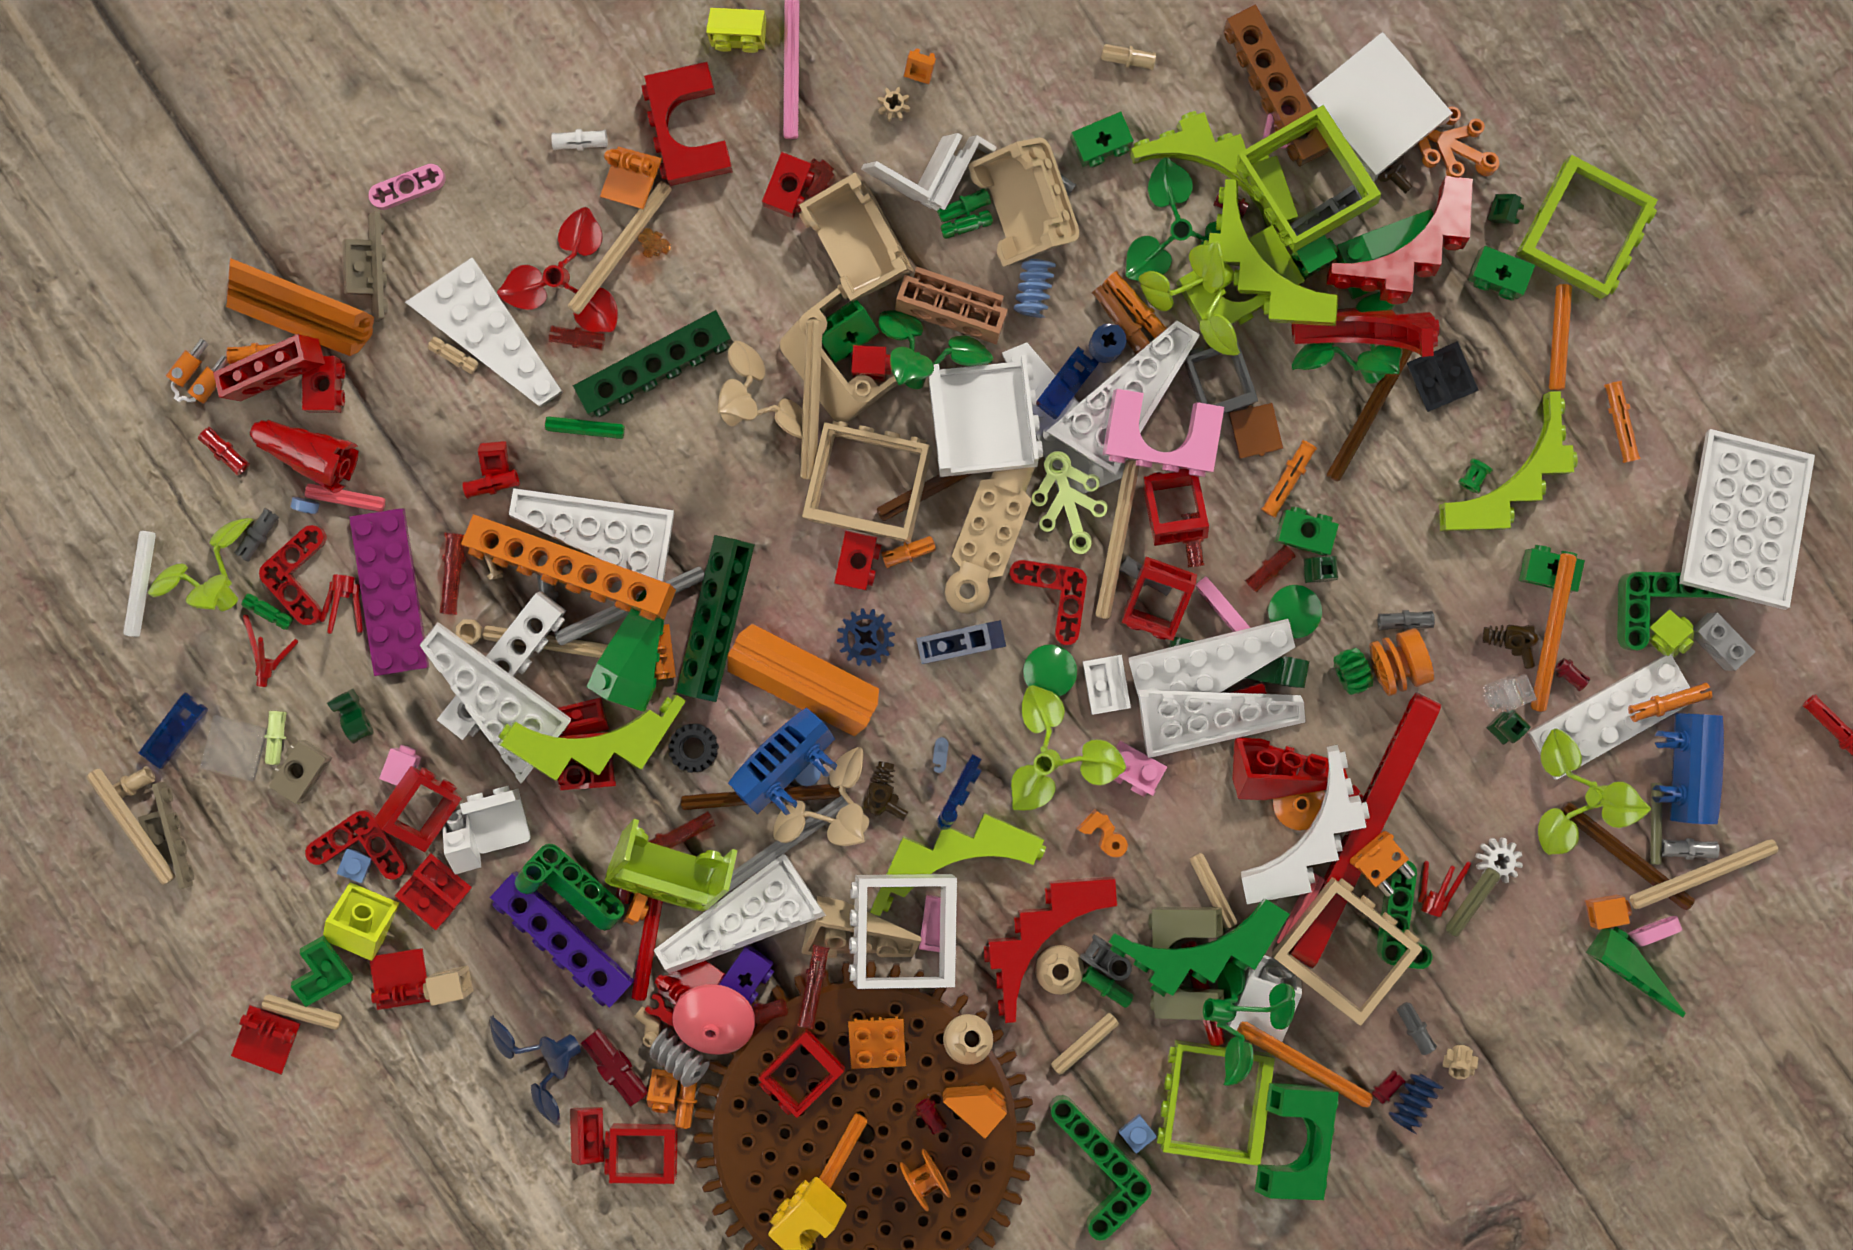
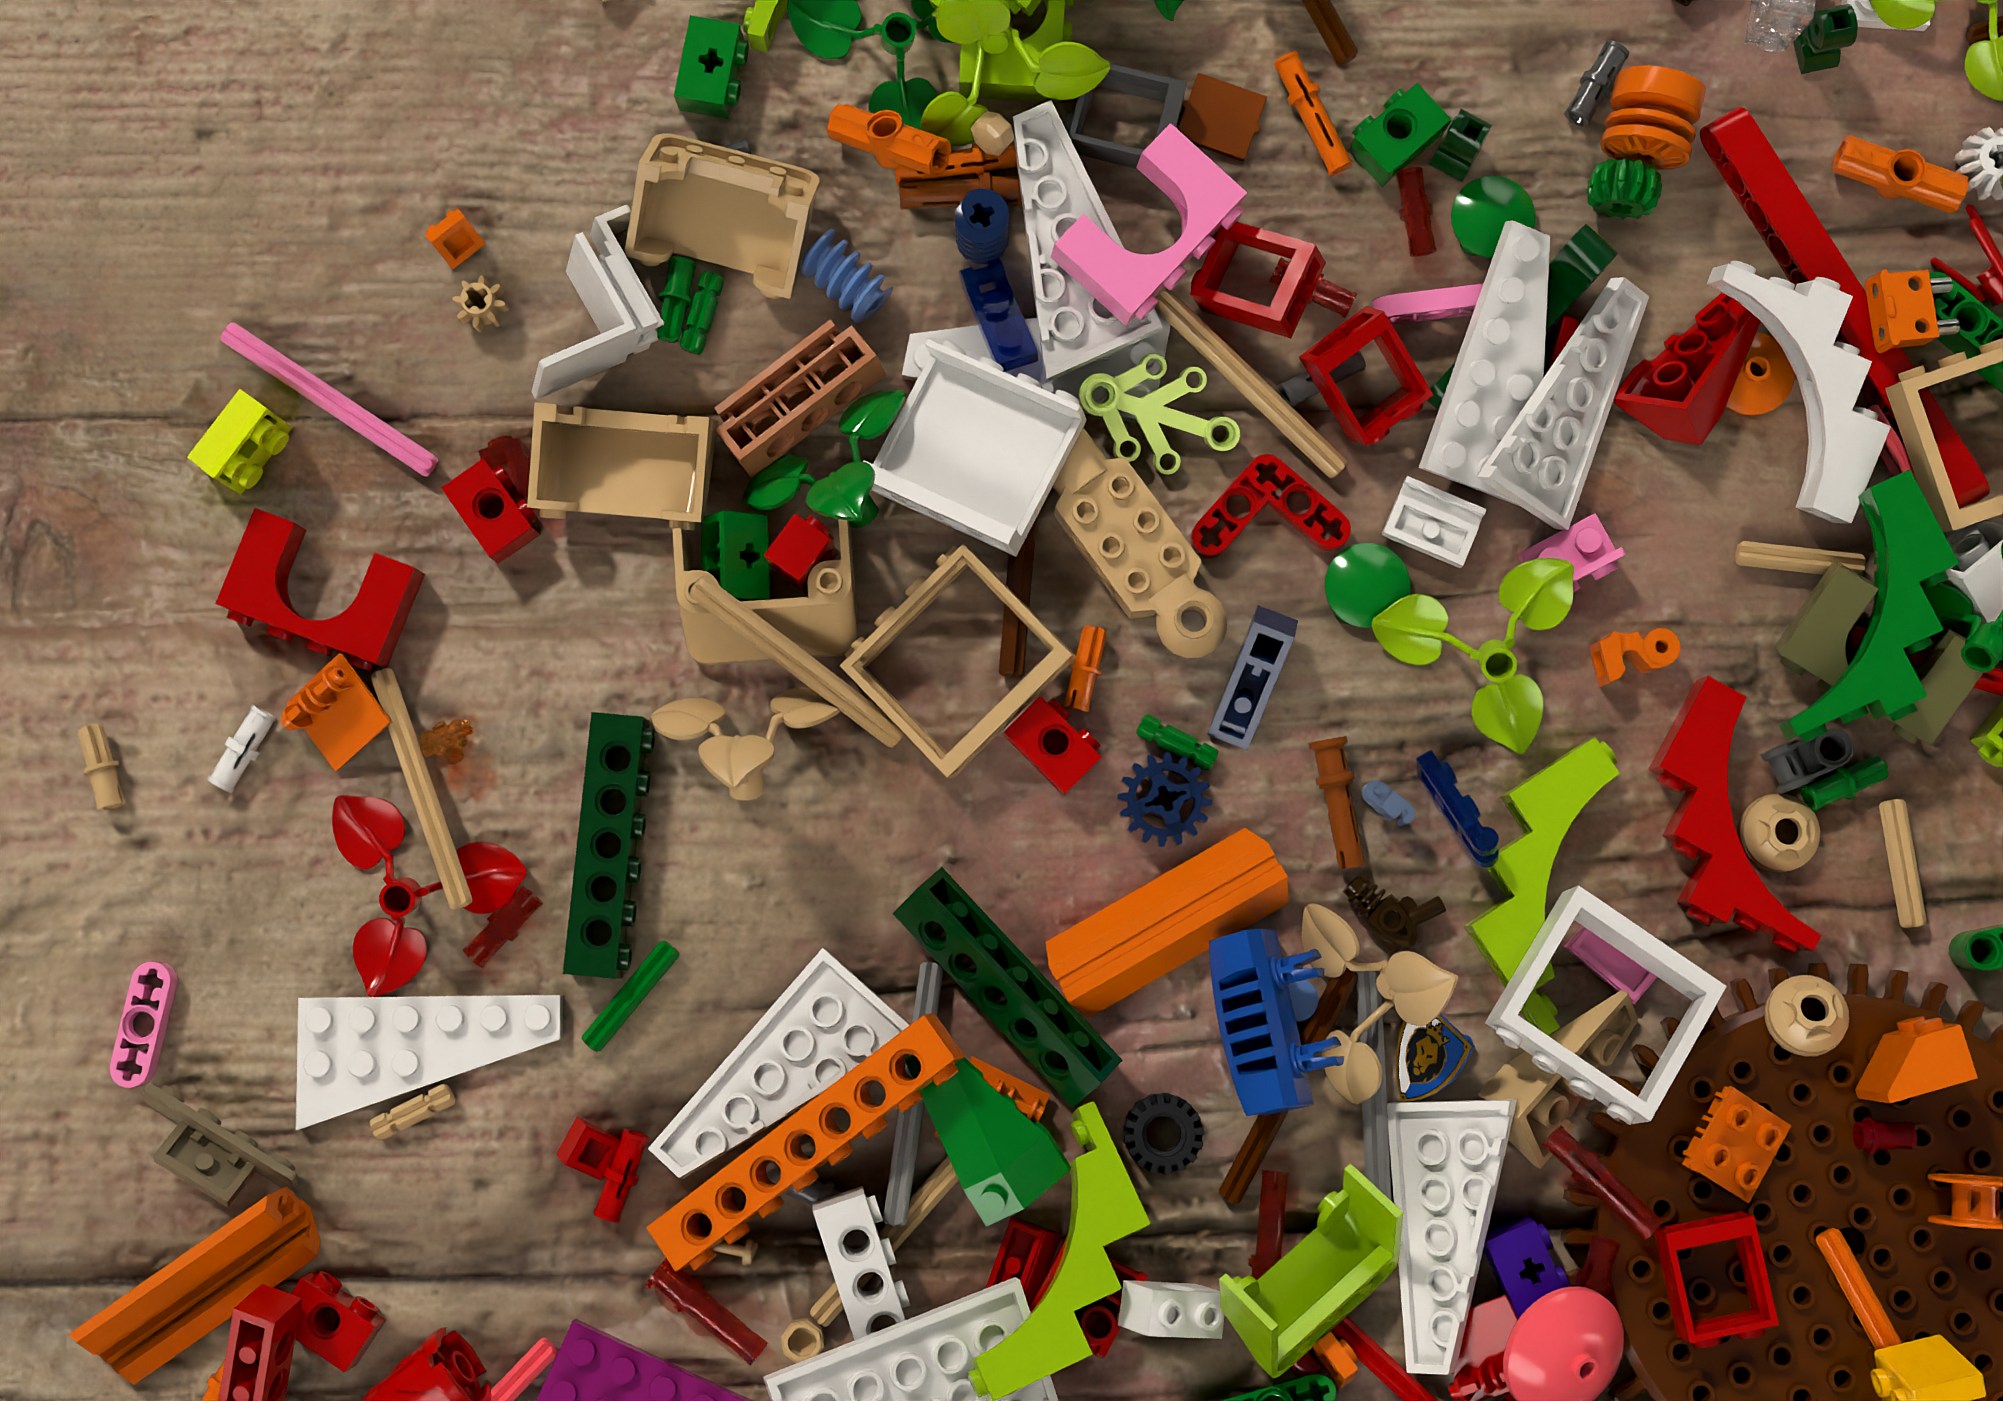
camera: 55 degrees left, 5 degrees down
(522, 73) = (100, 767): none -> tan axle
(605, 807) = (1171, 1309): none -> white brick
(821, 860) = (1429, 1058): none -> shield
(901, 624) = (1177, 742): none -> green axle
(934, 720) = (1336, 781): none -> dark orange pin
(1122, 262) = (889, 139): none -> orange piece
(1161, 315) = (992, 133): none -> tan tile
(1465, 831) = (1923, 183): none -> orange piece

